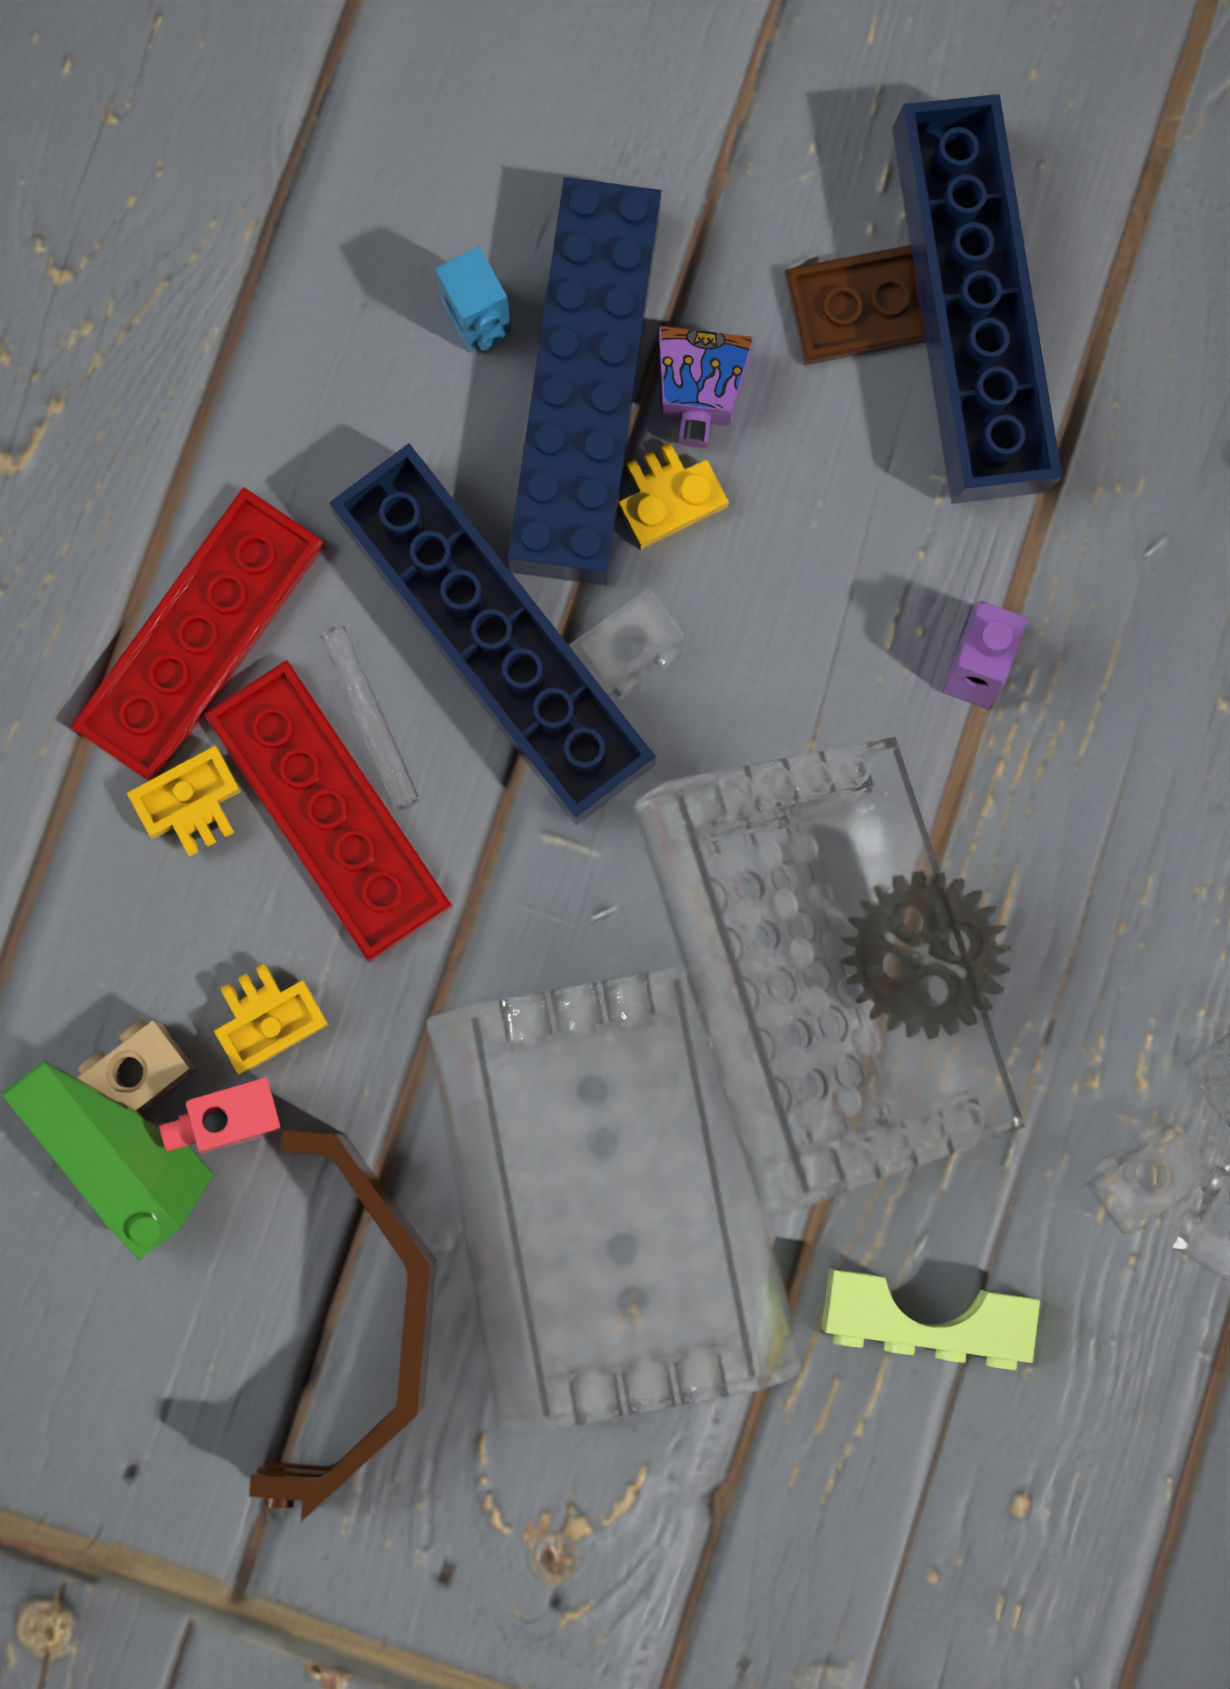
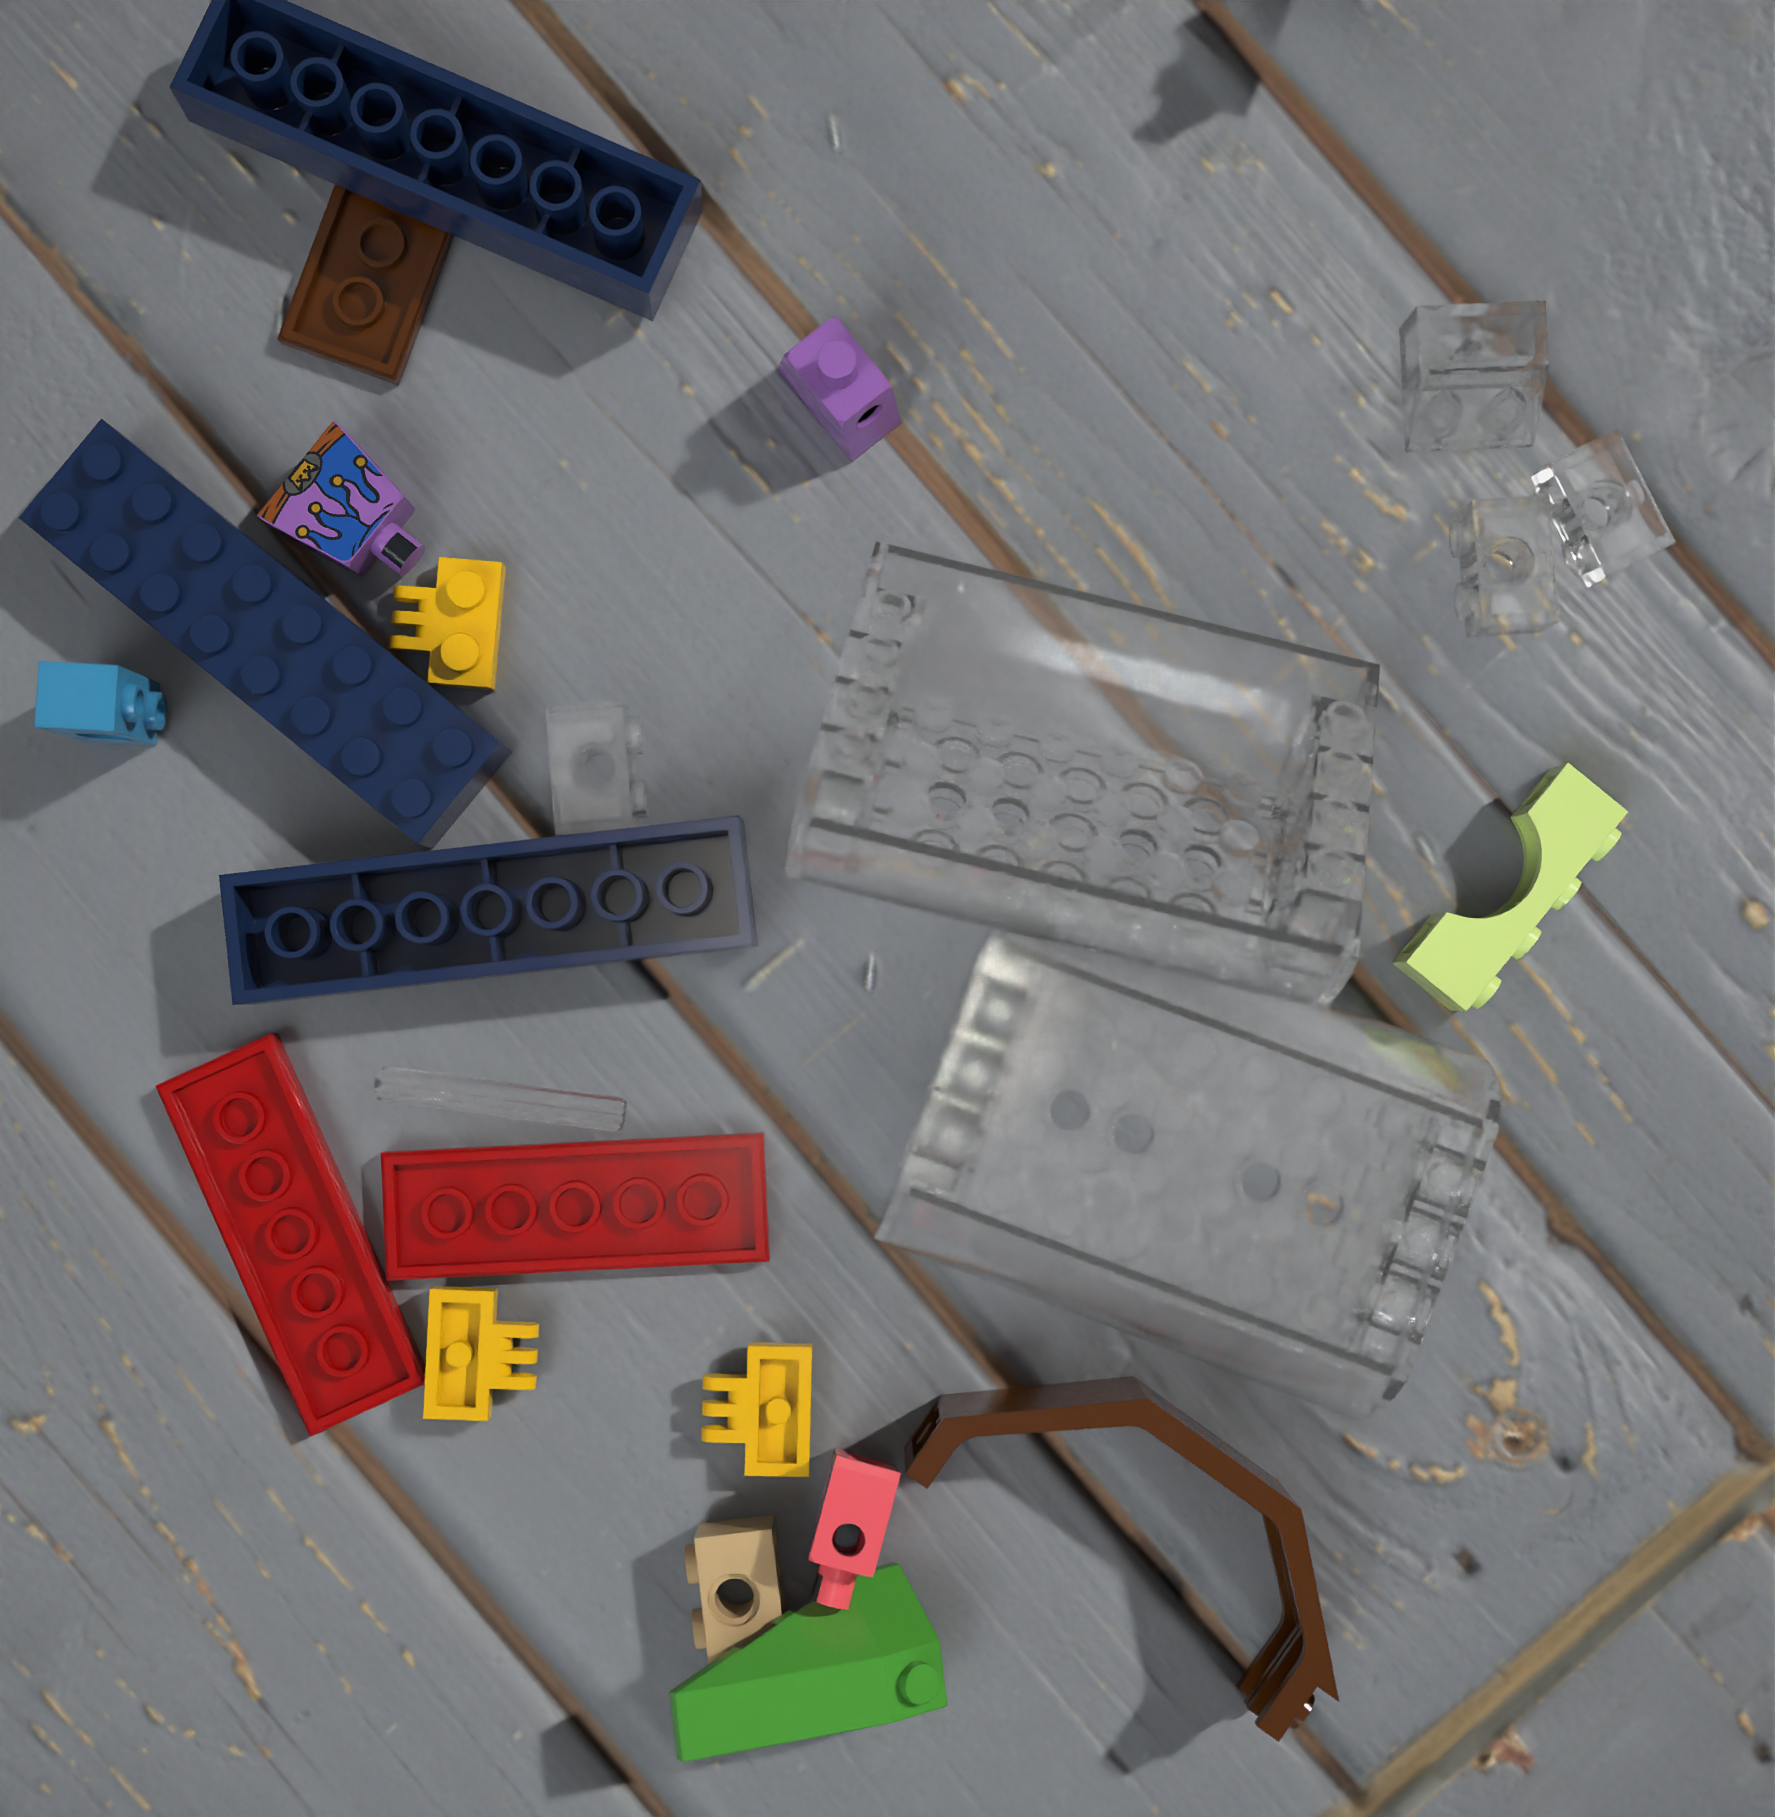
camera: 60 degrees left, 5 degrees up
(909, 996) = (1166, 702): clear smoke gear -> none

